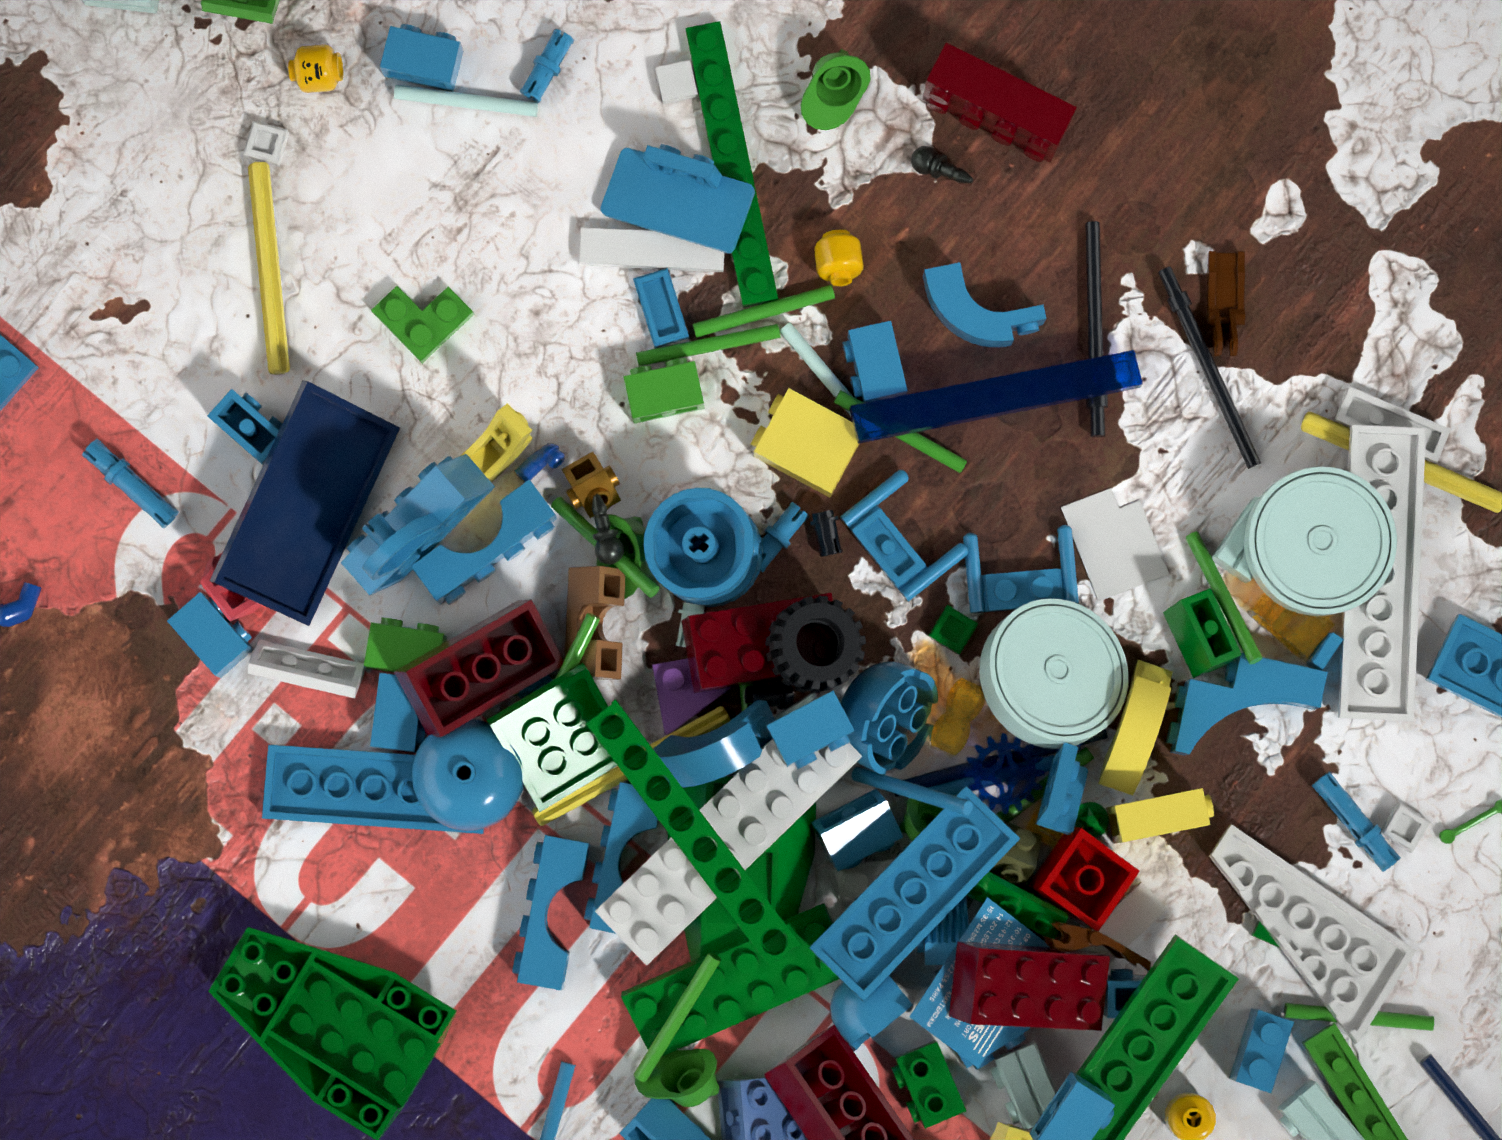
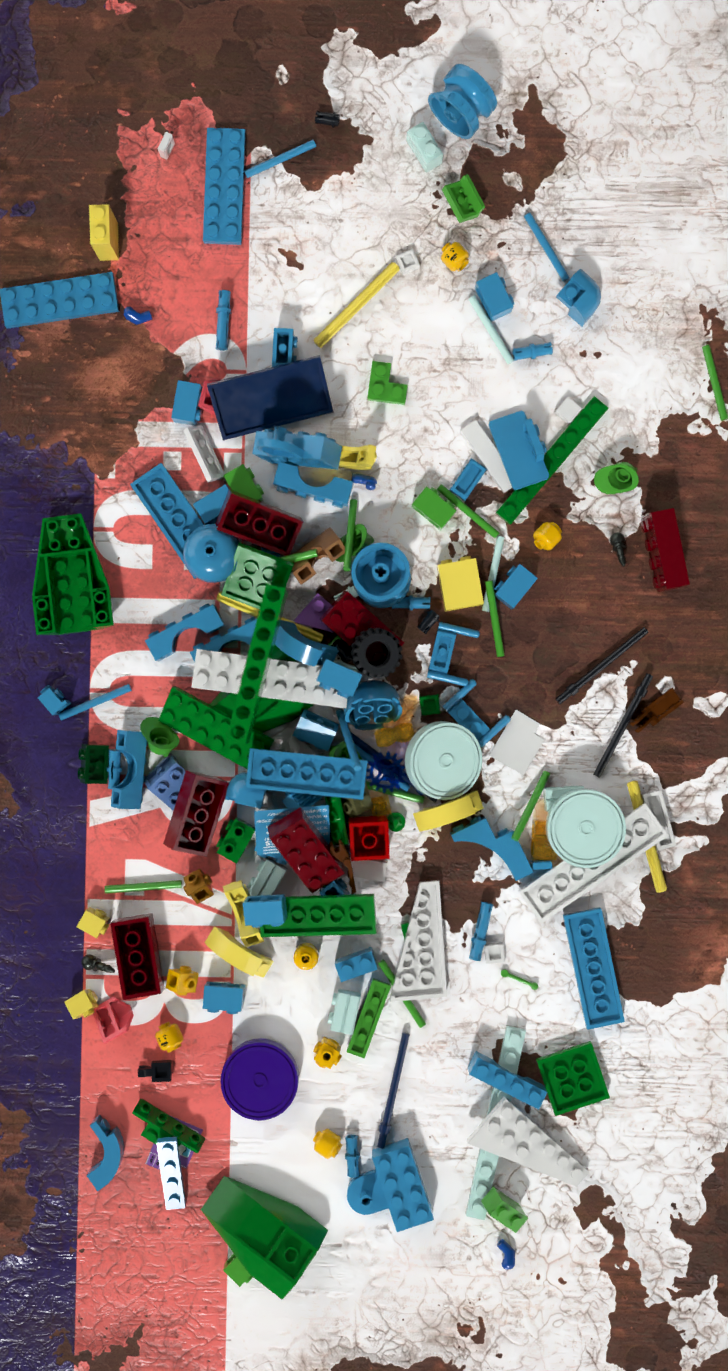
camera: 55 degrees right, 5 degrees up
(590, 478) = (371, 509): pearl gold brick -> none
(608, 547) = (350, 536): pearl dark grey bar -> none
(677, 1017) = (181, 716): bright green bar -> none
(763, 311) = (501, 523): bright green bar -> none
(970, 321) = (564, 613): dark azure arch -> none
(995, 396) = (540, 646): clear blue tile -> none
(1063, 791) = (397, 802): dark azure bracket -> none
(1160, 815) = (419, 849): light yellow brick -> none
(1202, 633) = (508, 808): green brick -> none

